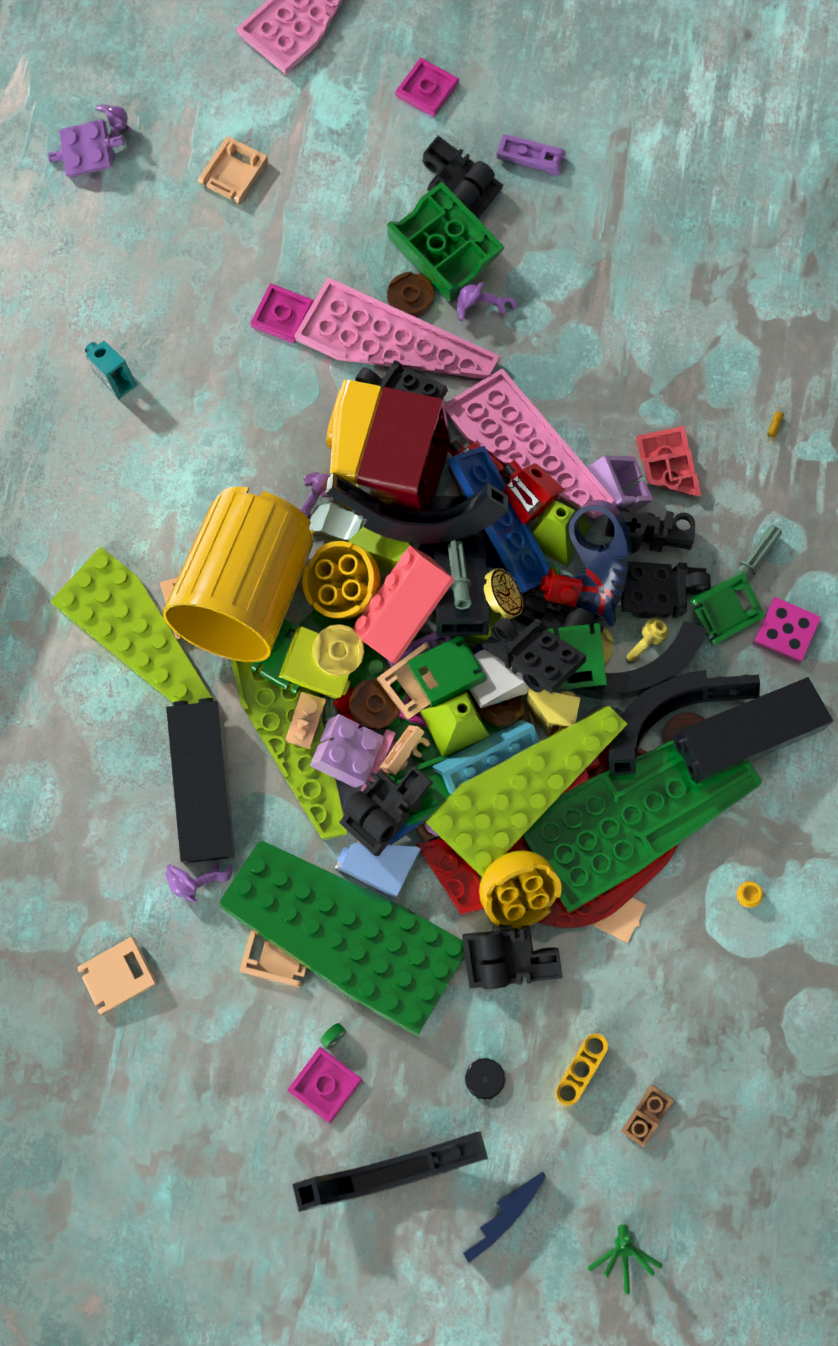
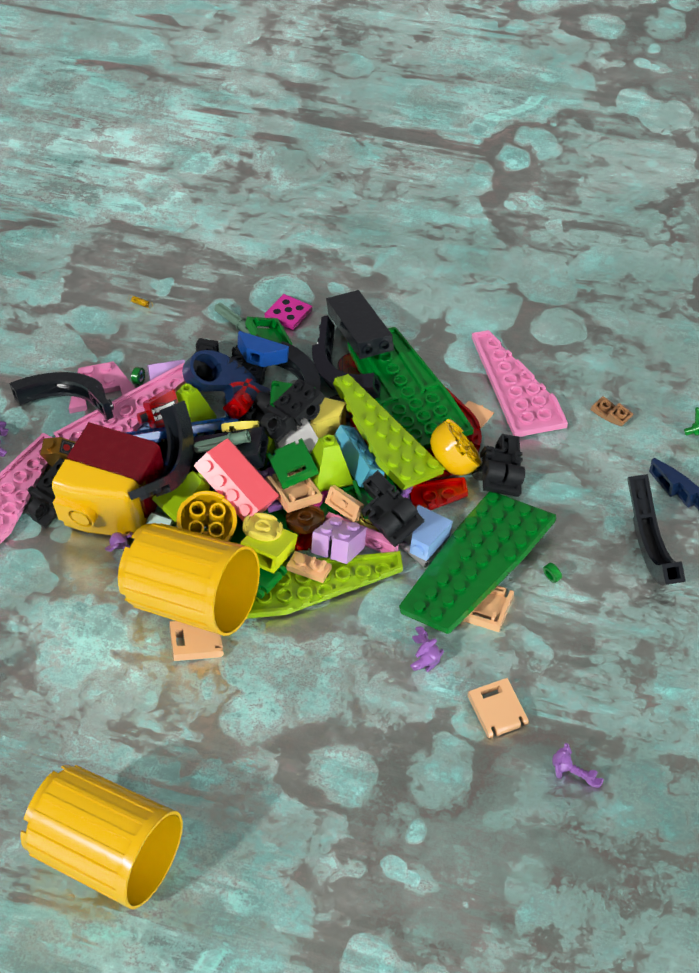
camera: 85 degrees left, 25 degrees down
(39, 1057) = (563, 763): none -> medium lavender piece
(122, 617) = (194, 691): lime wing -> none
(200, 781) = (347, 636): black brick -> none
(325, 1084) = (587, 584): dark pink tile -> none
(459, 386) = (56, 448): none -> pearl gold slope
(482, 1089) = (585, 493): black piece -> none
(583, 344) = (62, 384): none -> black arch
(590, 1060) = (581, 439): yellow beam -> none
(611, 402) = (109, 376): none -> bright pink wing
(621, 448) = (138, 376): none -> green tile
(653, 632) = (278, 371): light yellow plate -> none
(657, 982) = (522, 398): none -> bright pink wing
(668, 460) = (151, 353): coral slope -> none
(669, 599) = (261, 351): none -> blue slope
(749, 894) = (467, 347): yellow plate -> none

